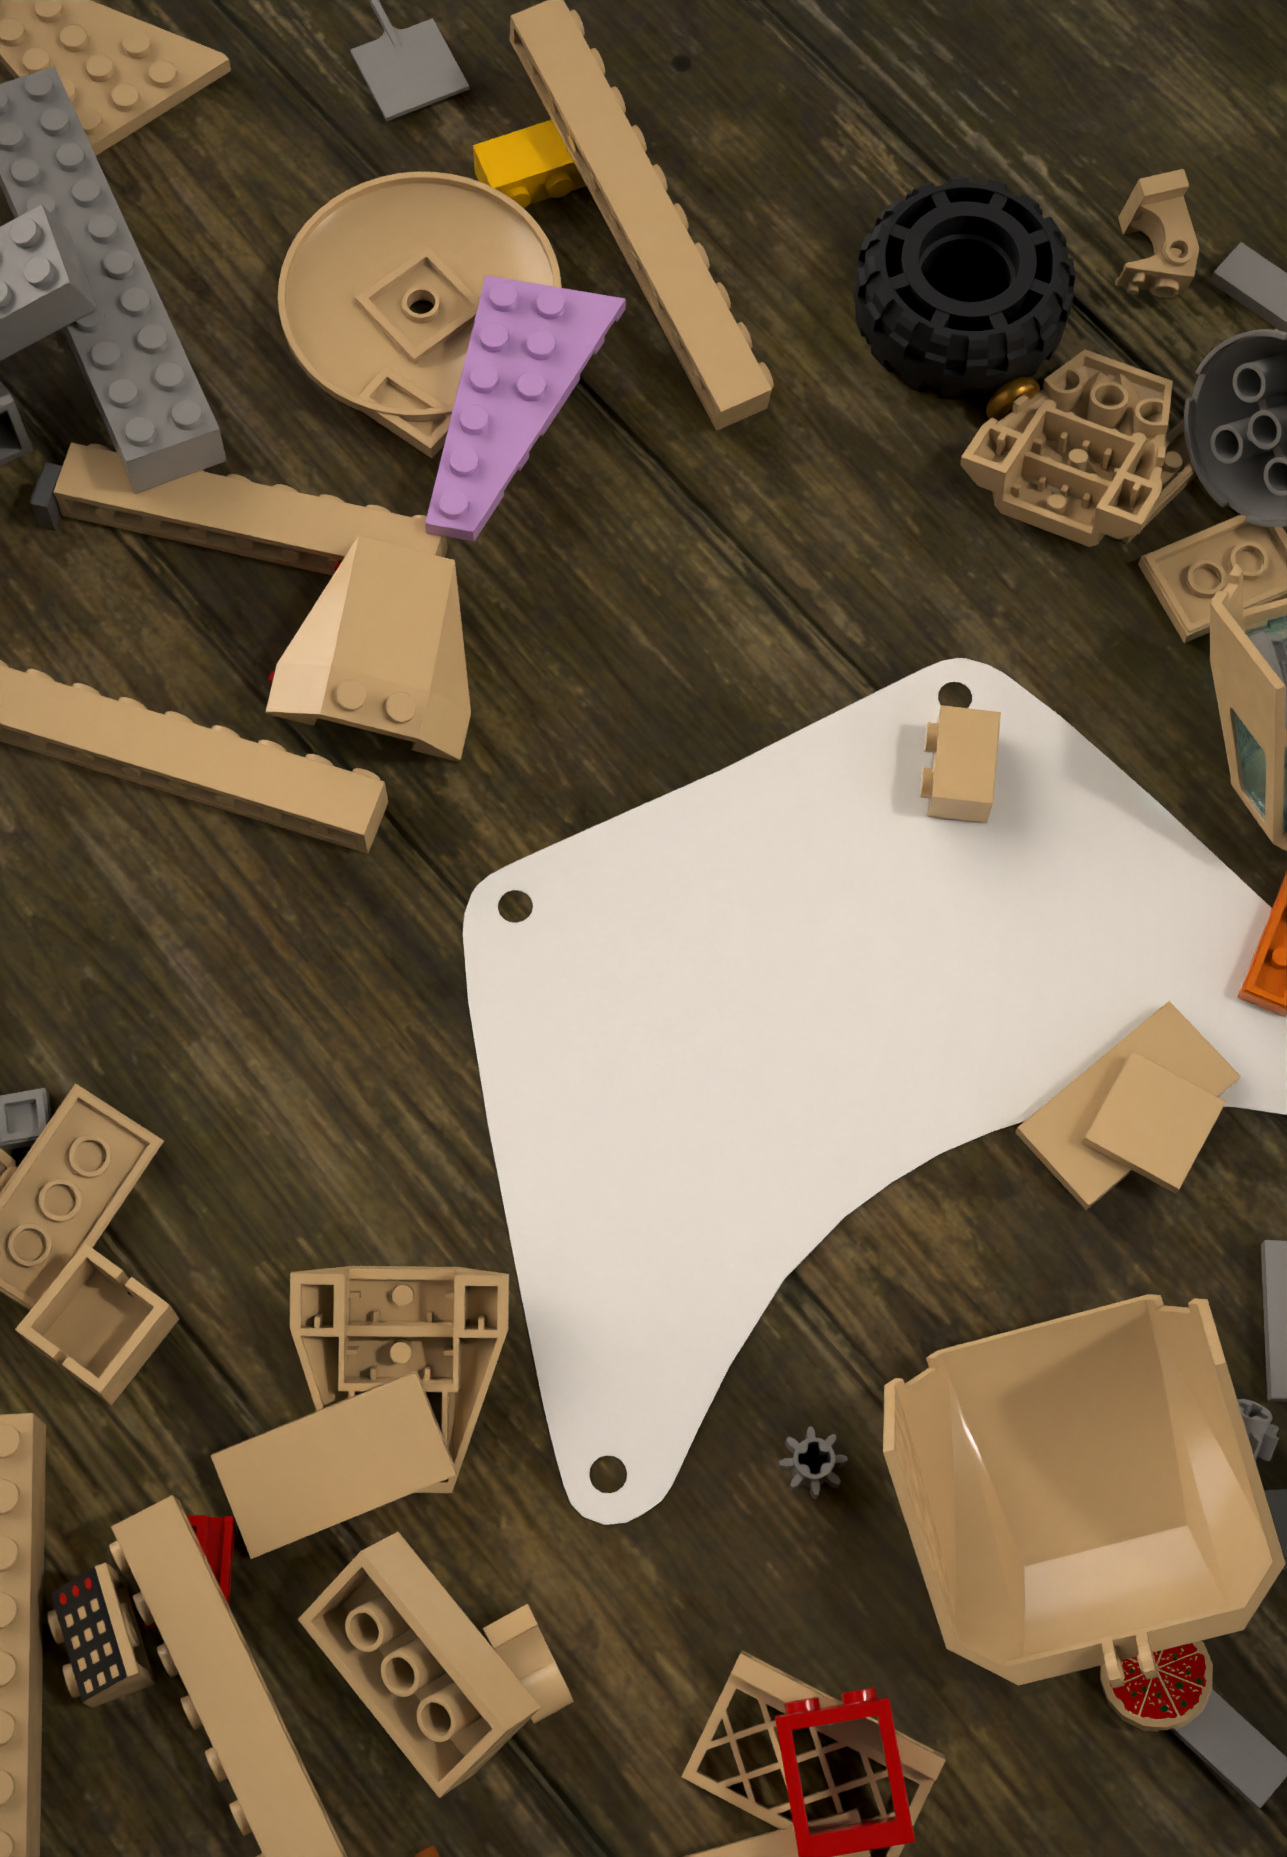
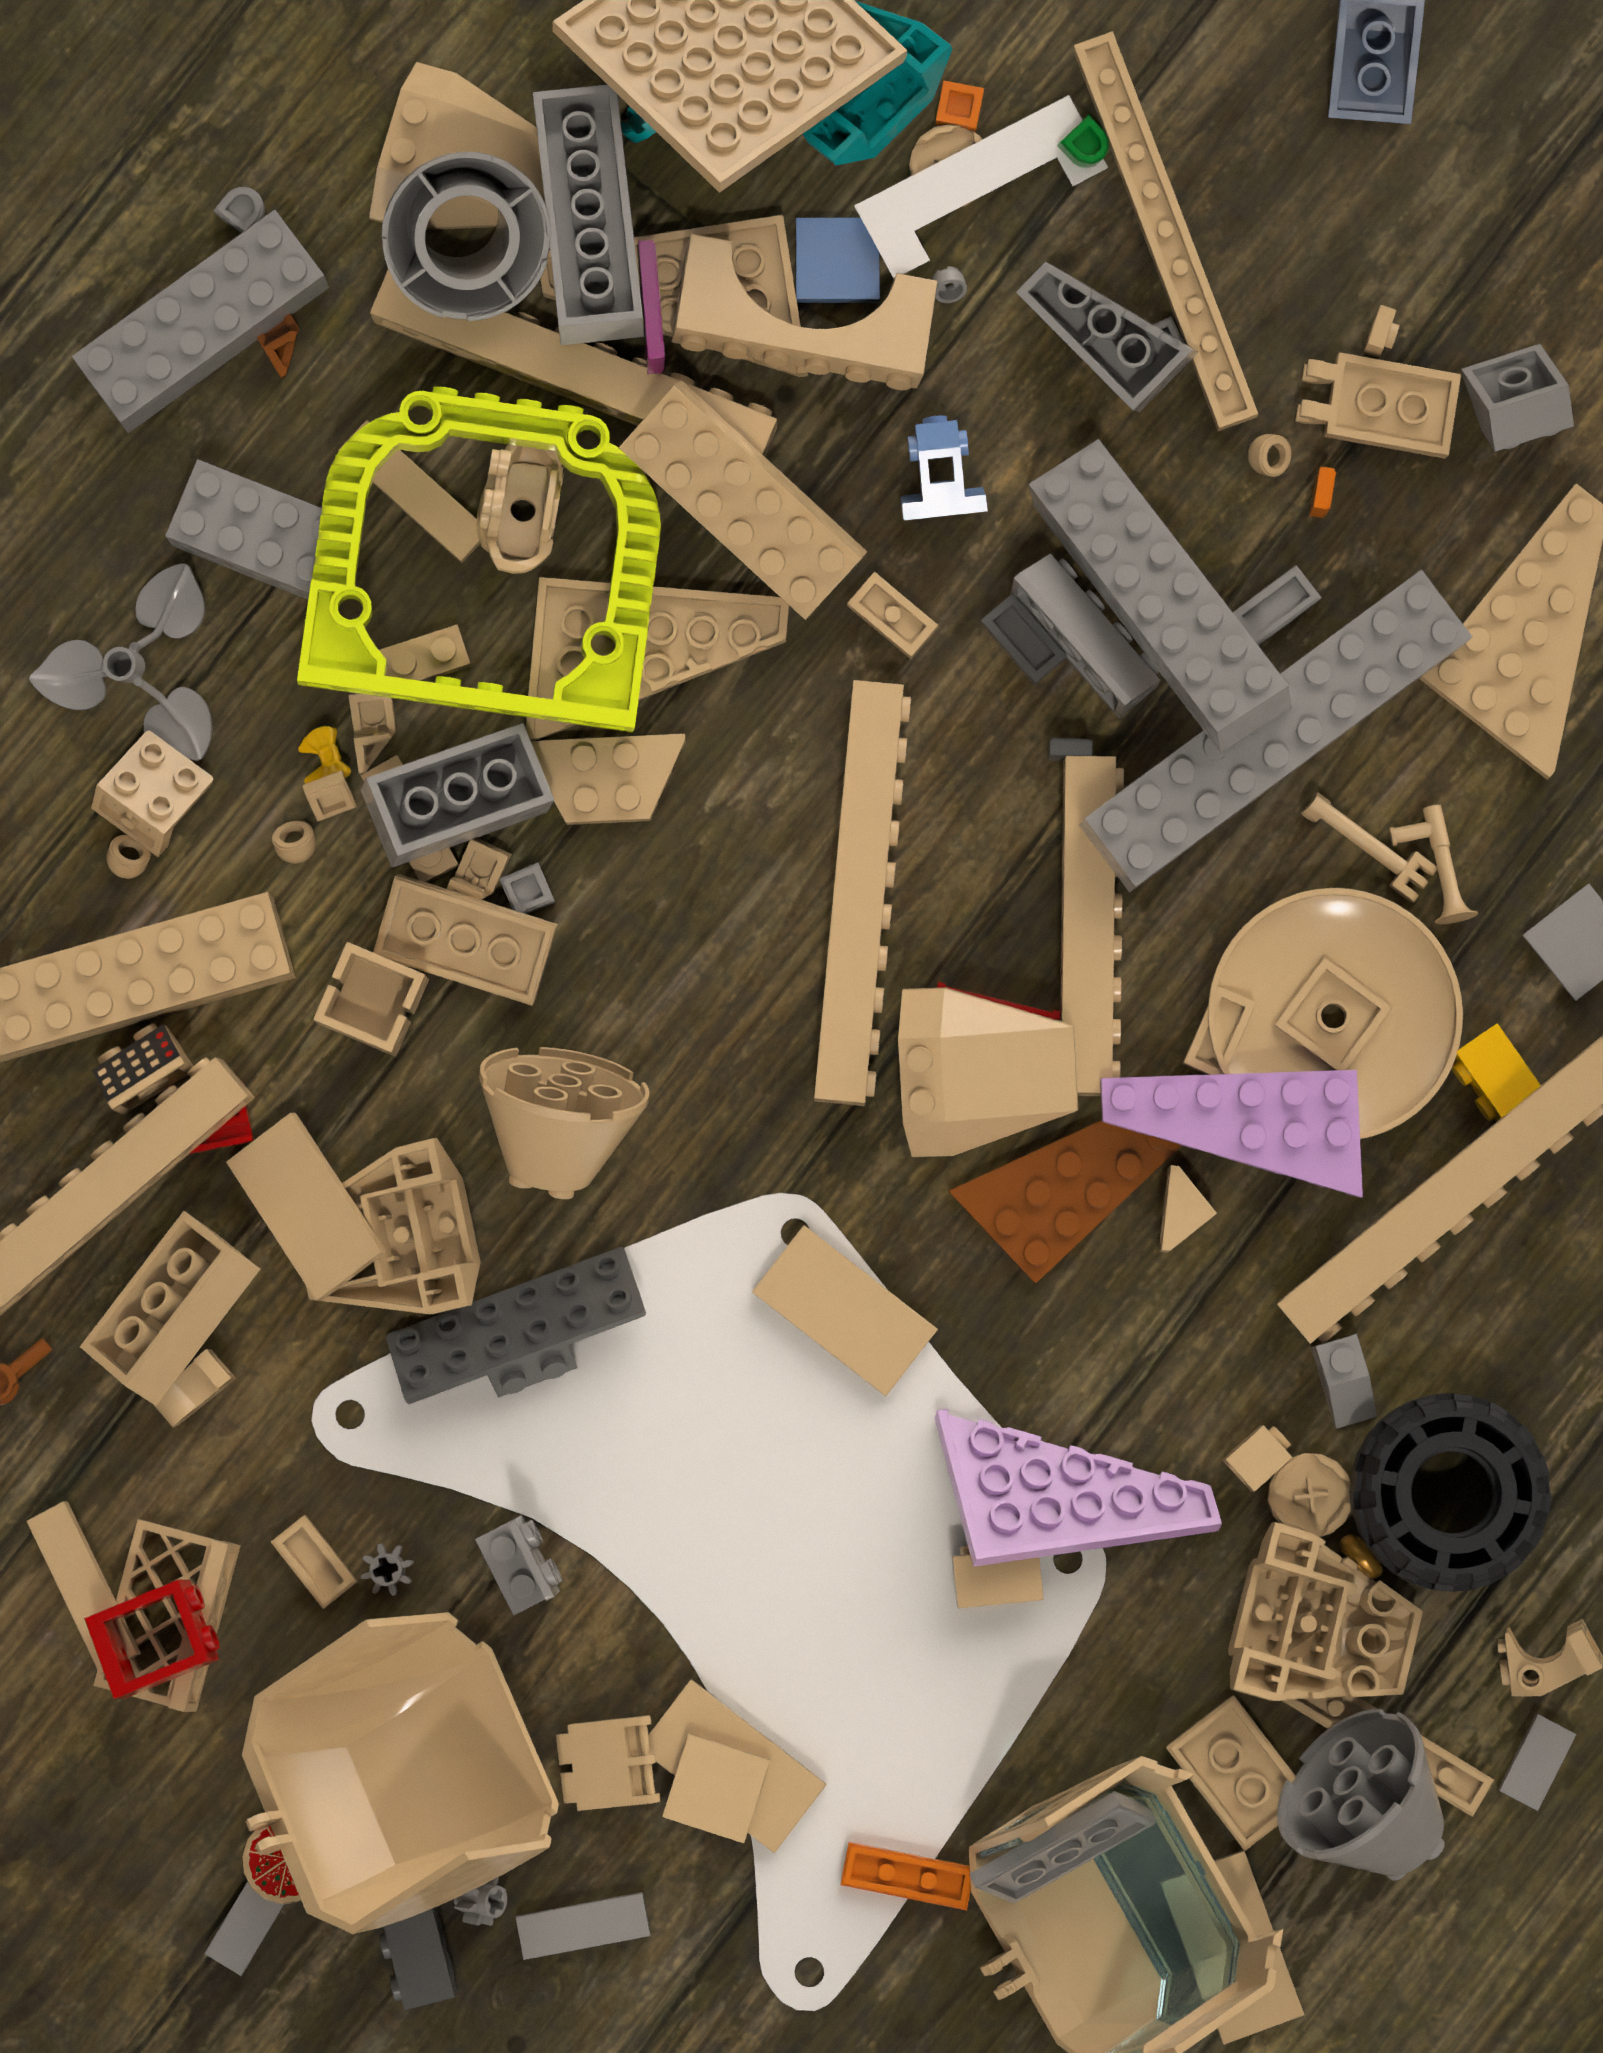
camera: 80 degrees right, 15 degrees up
(249, 174) = (1435, 828): none -> tan piece
(286, 207) = (1404, 869): none -> tan hinge
(308, 1121) = (559, 1114): none -> tan cone
(541, 613) = (1060, 1192): none -> dark orange wing
(555, 1240) = (518, 1332): none -> dark grey bracket
(591, 492) = (1183, 1209): none -> tan slope
(618, 867) = (844, 1310): none -> tan tile
(783, 1557) = (314, 1561): none -> tan tile
(815, 374) = (1345, 1380): none -> light grey slope
(839, 1294) = (519, 1564): none -> light grey bracket
(884, 475) = (1258, 1456): none -> tan brick
(888, 683) = (1050, 1500): none -> lavender wing
(931, 438) = (1310, 1494): none -> tan tile
(1102, 1242) = (607, 1763): none -> tan plate

